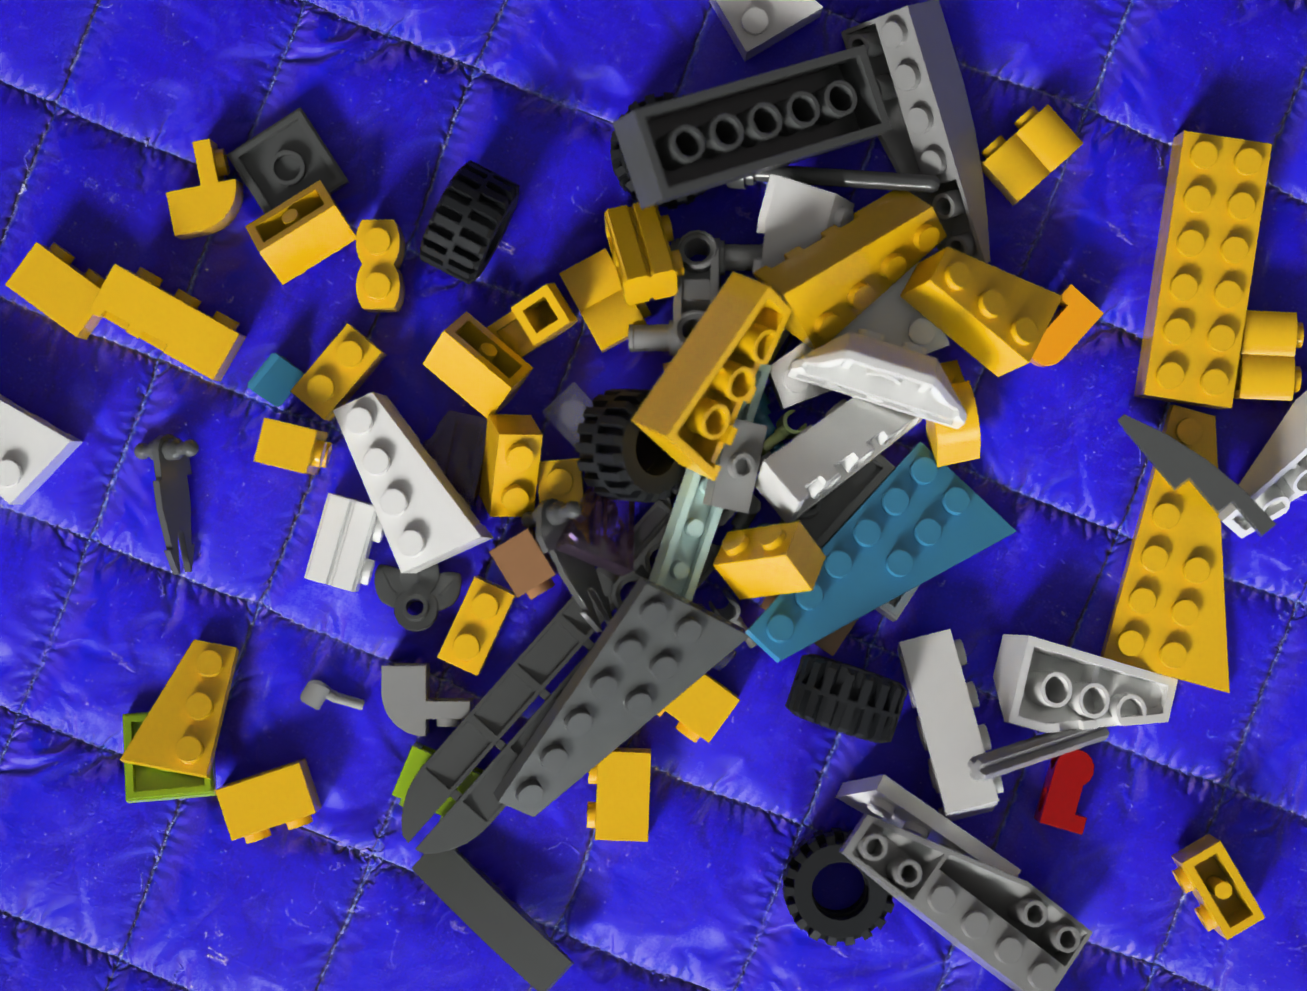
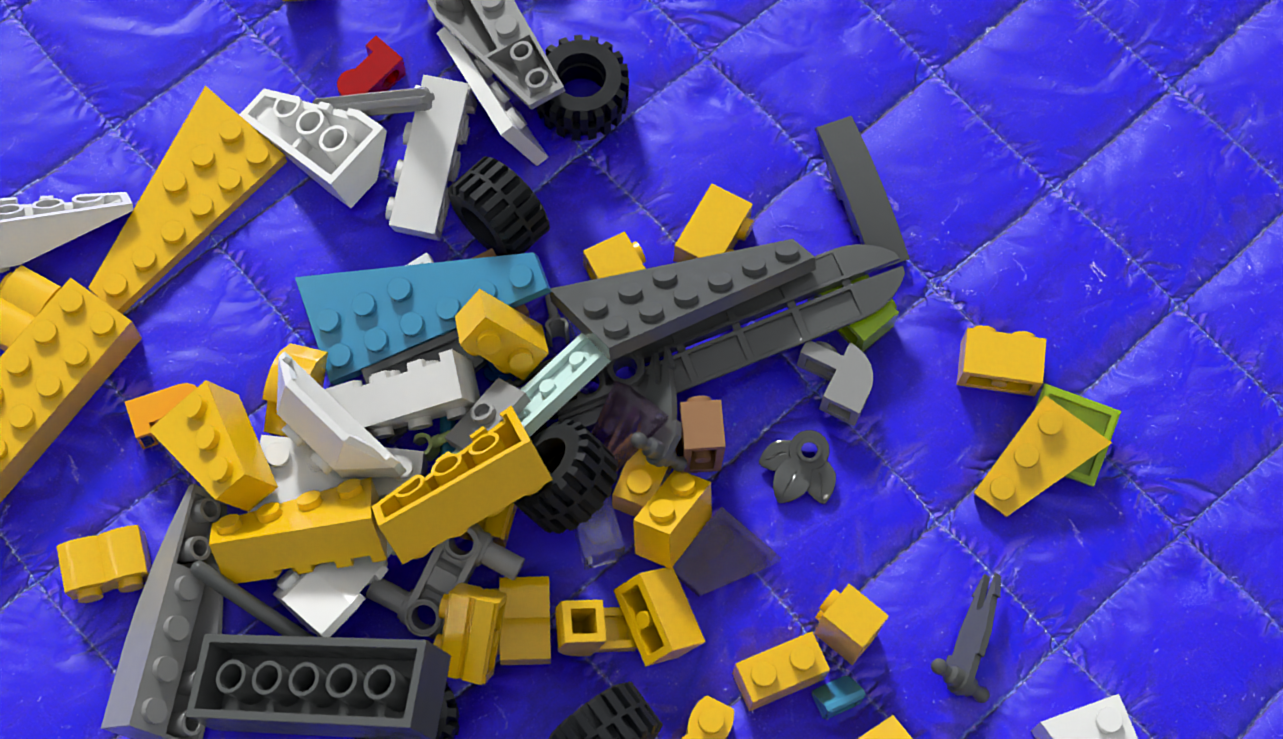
camera: 155 degrees left, 20 degrees down
(317, 692) = (921, 427): light grey hand -> none
(344, 544) = (843, 530): white brick -> none
(407, 488) = (768, 541): white wedge -> none
(477, 625) = (765, 411): yellow brick -> none
(1182, 464) = (135, 251): dark grey slope -> none

